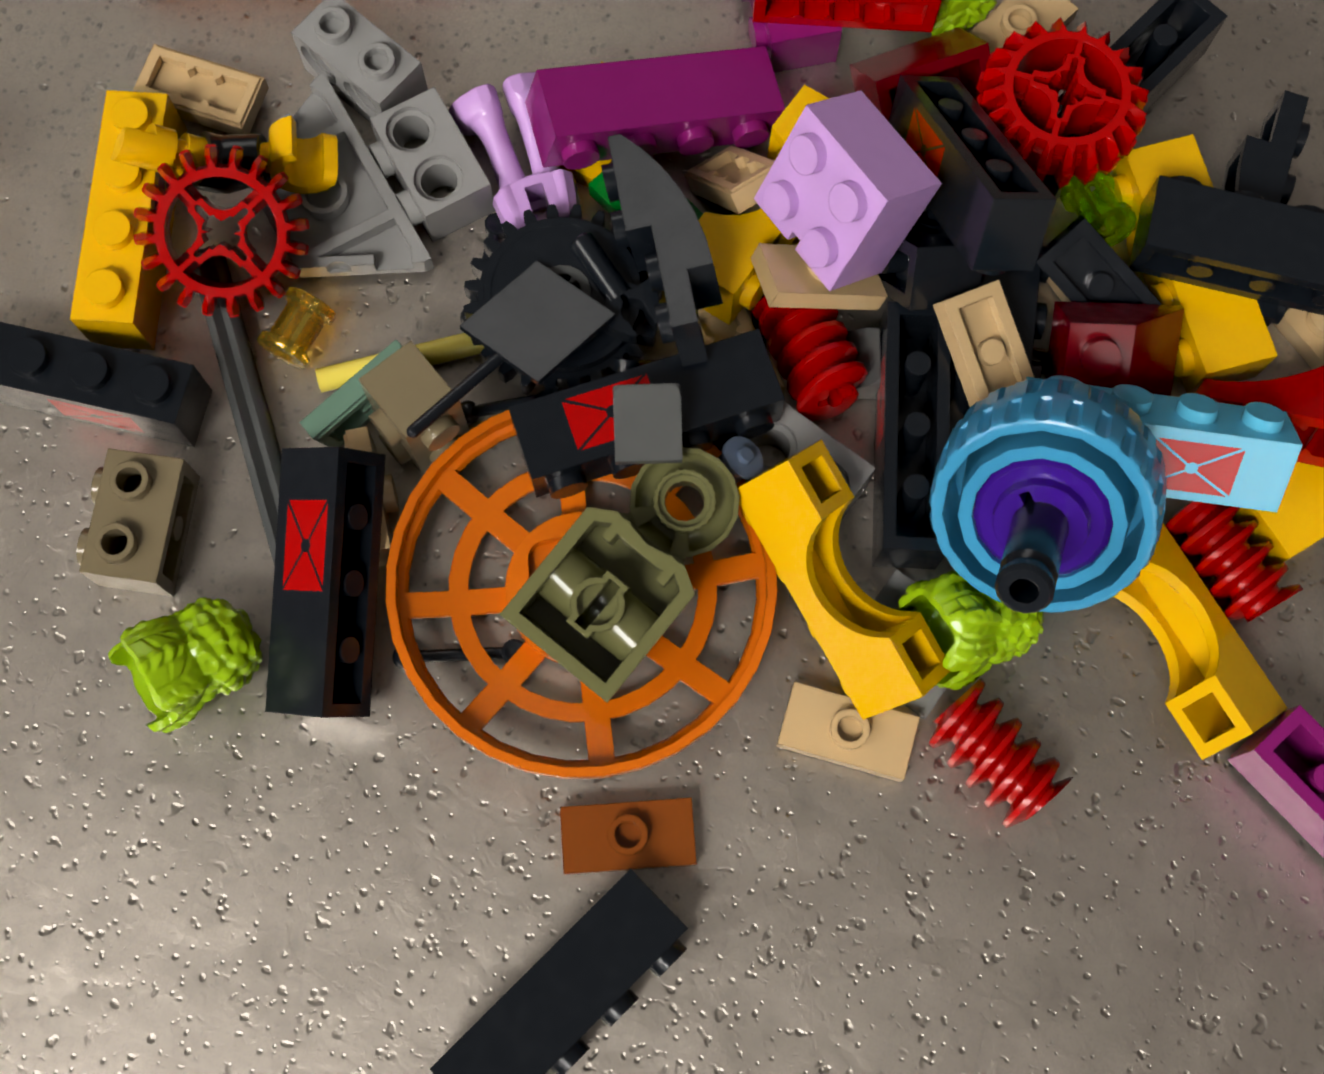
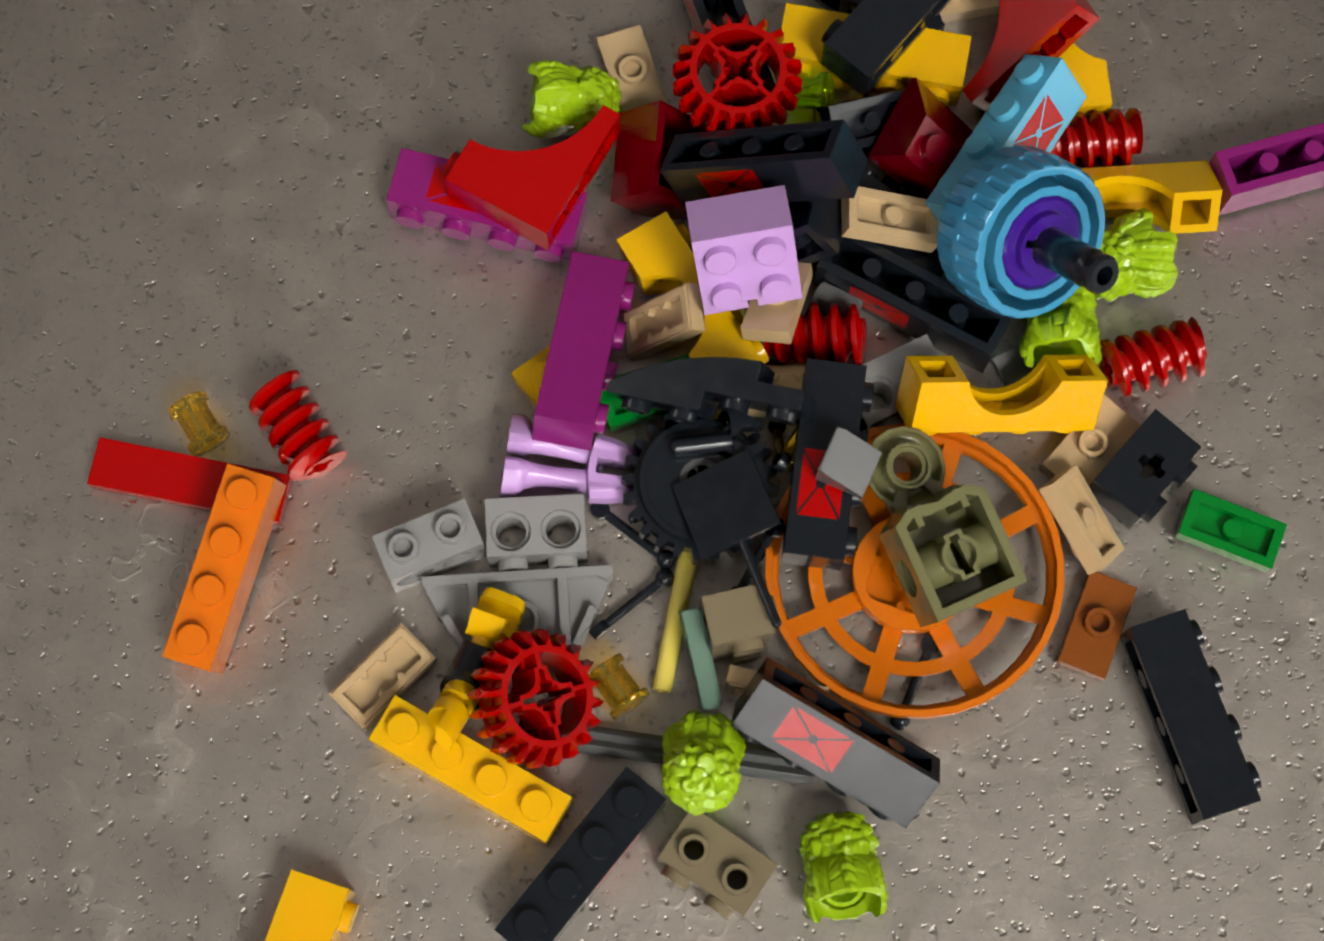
camera: 65 degrees left, 0 degrees up
(228, 442) = (702, 762): none -> lime hair
(447, 325) = (663, 578): none -> black hinge
(741, 458) = (886, 417): sand blue piece -> none
(743, 755) = (1081, 519): none -> tan plate
(826, 949) = (1230, 530): none -> green plate
(884, 796) = (1161, 448): none -> black brick
(1102, 666) = (1142, 256): none -> lime hair

